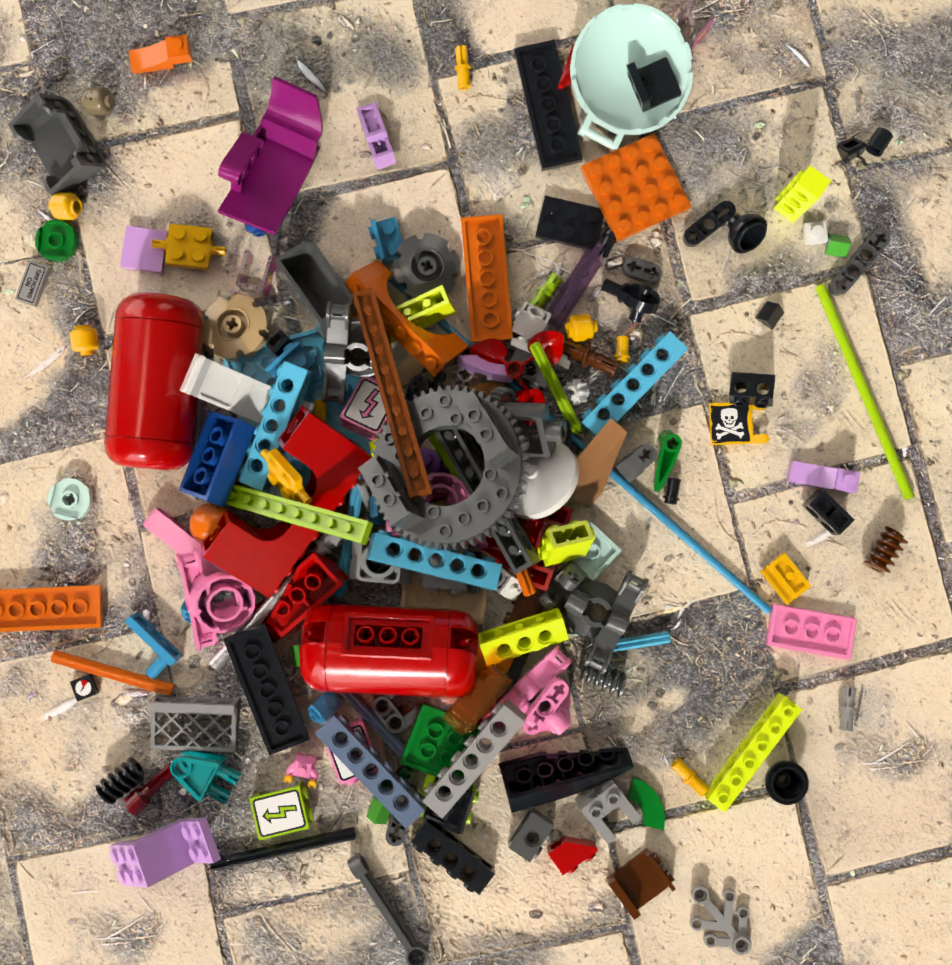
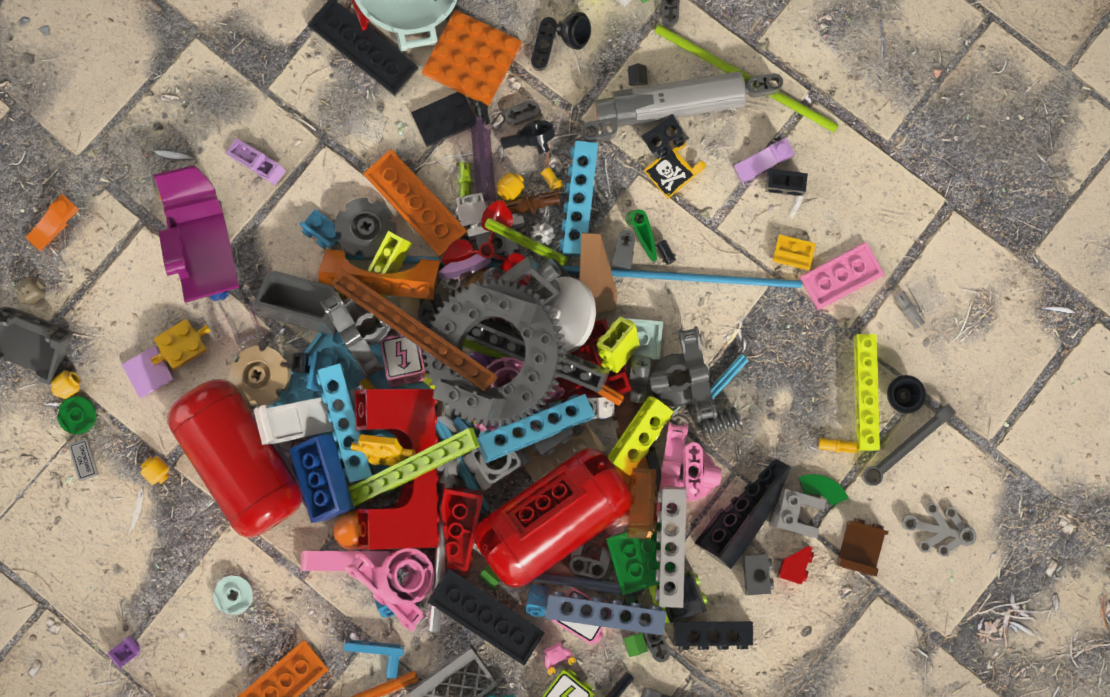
camera: 40 degrees left, 5 degrees down
(462, 67) = (280, 66): yellow axle -> none
(788, 363) = (676, 99): none -> piece
(801, 823) = (909, 444): none -> dark grey piece
(887, 546) = (848, 178): reddish brown piece -> none

